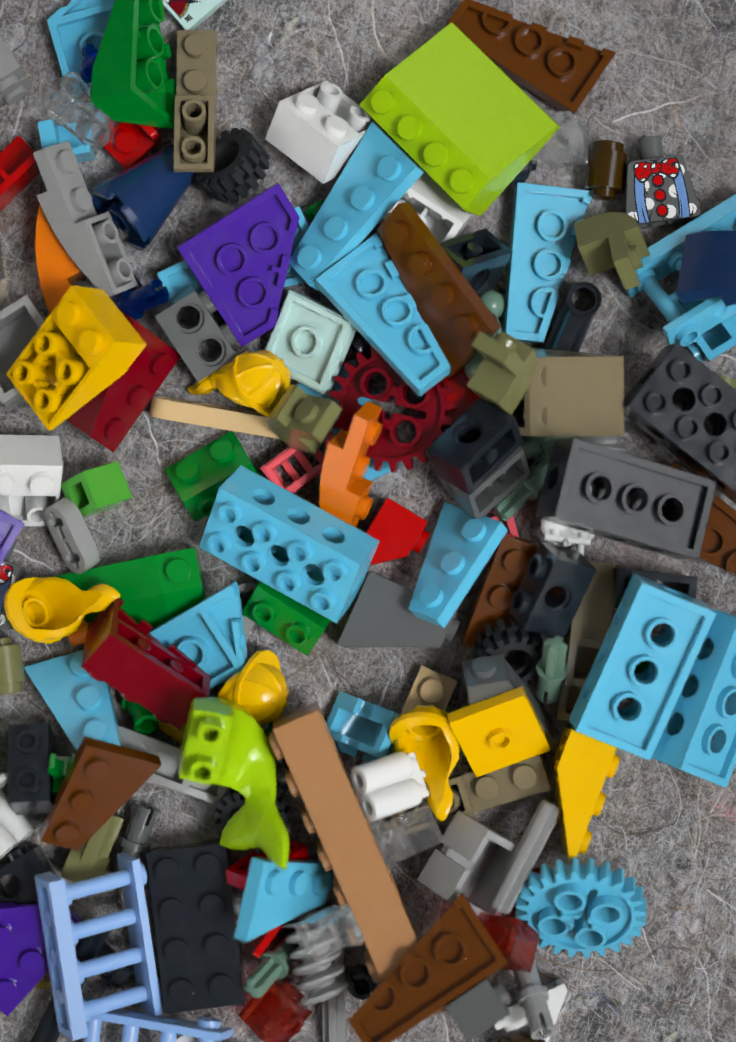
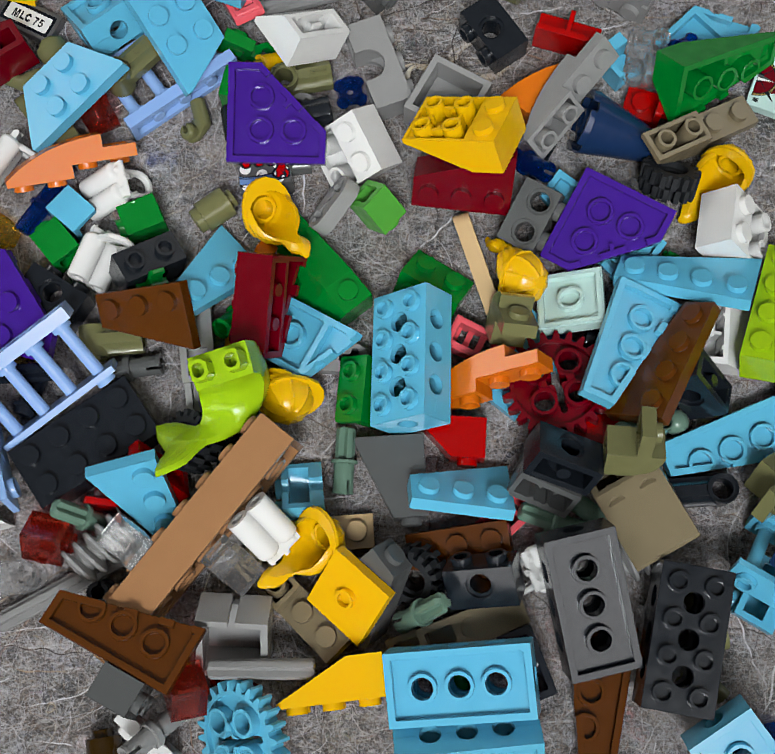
camera: 65 degrees right, 10 degrees down
(250, 104) = (719, 168): none -> yellow piece
(352, 666) = (344, 461): none -> sand green axle

